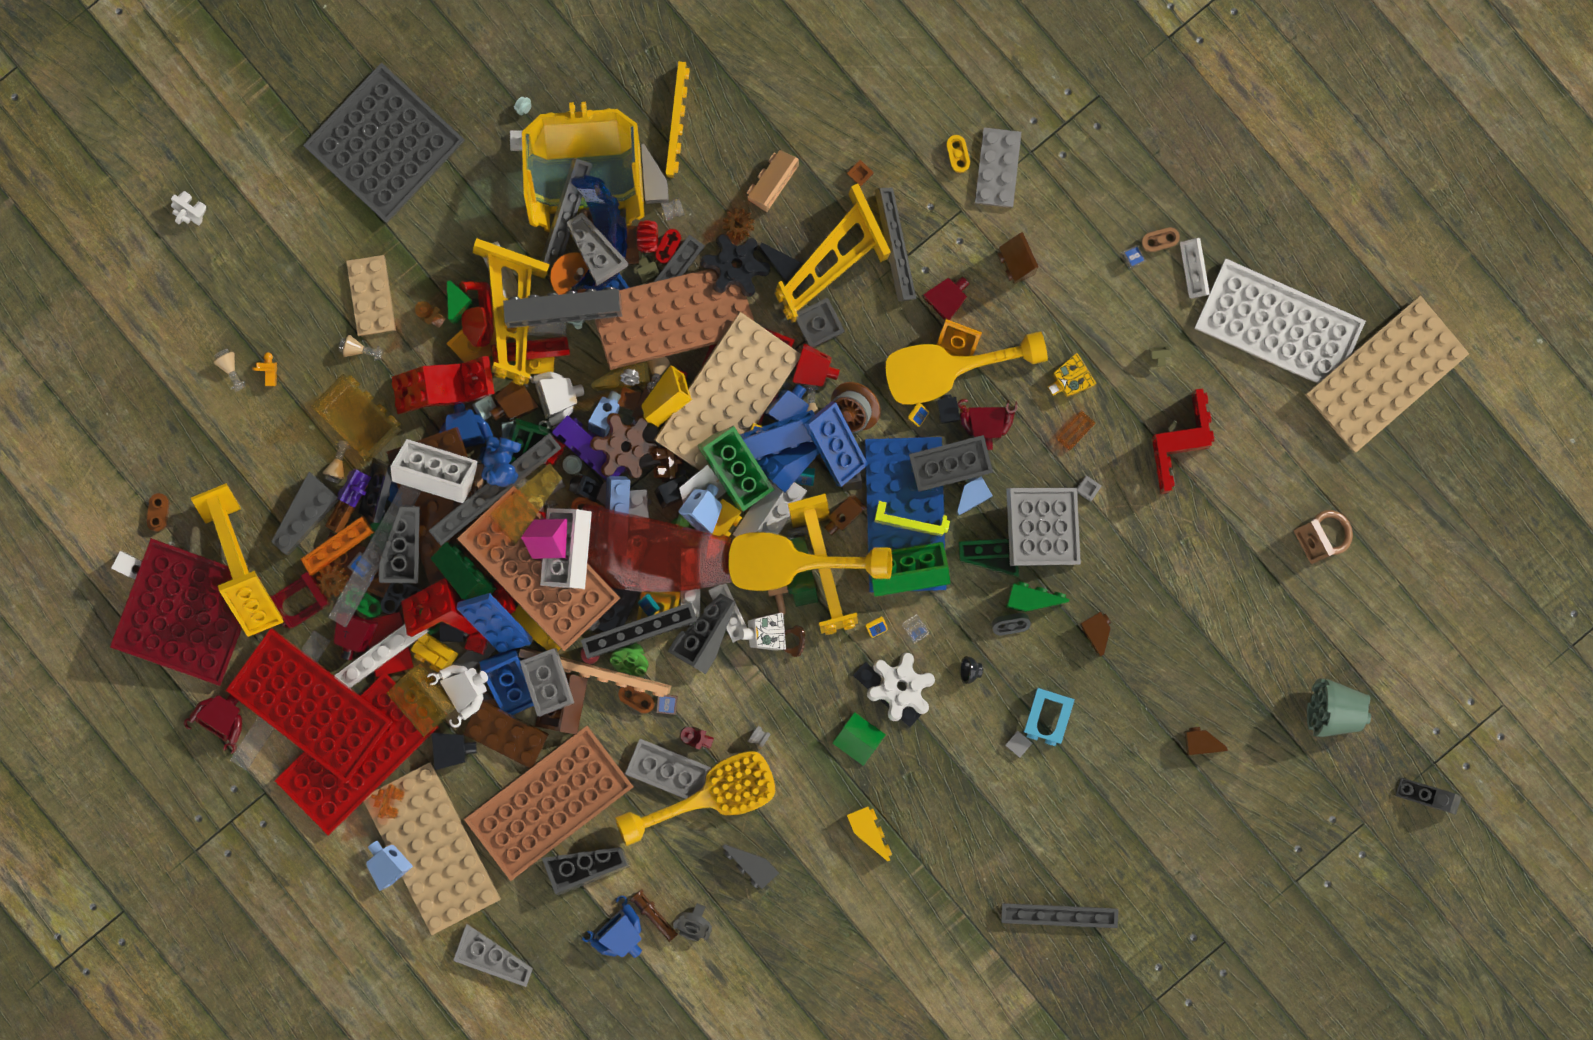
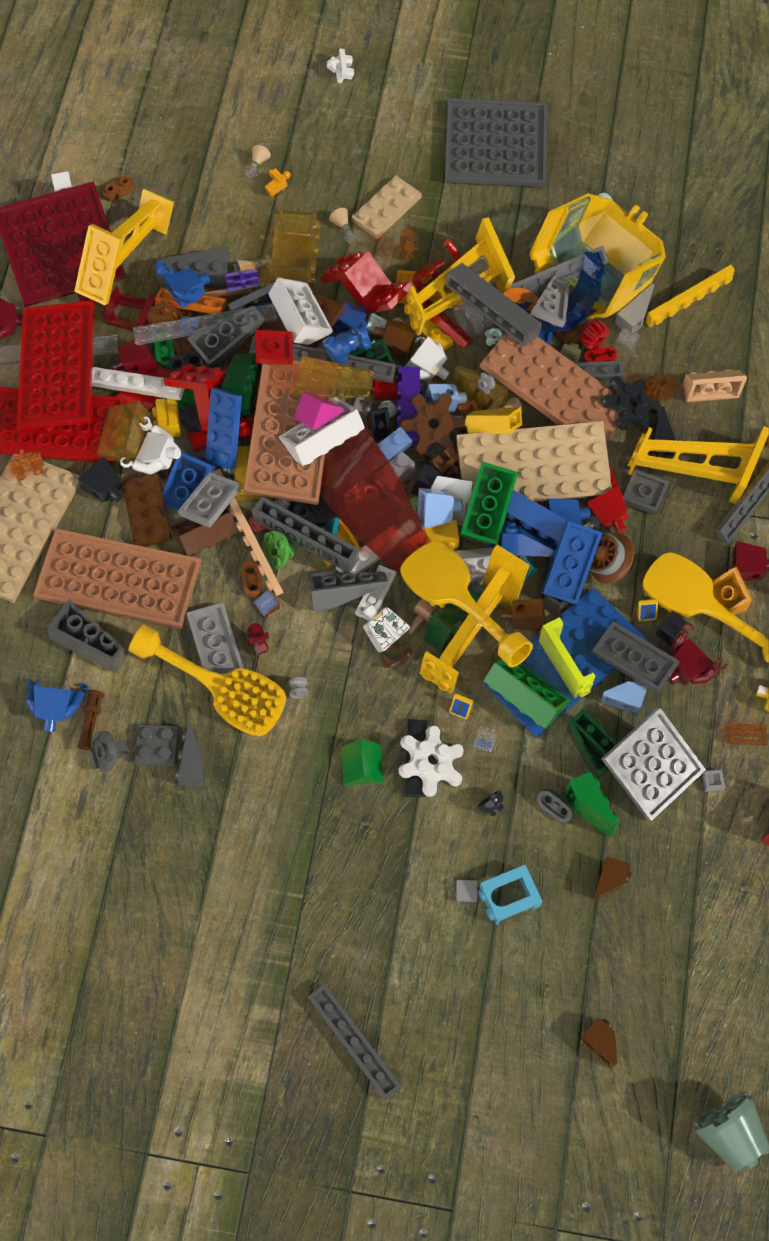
camera: 45 degrees right, 20 degrees down
(321, 542) = (183, 285): none -> blue torso
(457, 303) = (430, 250): green slope -> none
(458, 525) = (273, 347): none -> red plate
(716, 880) = (156, 745): none -> dark grey plate
(865, 828) = (295, 822): yellow slope -> none

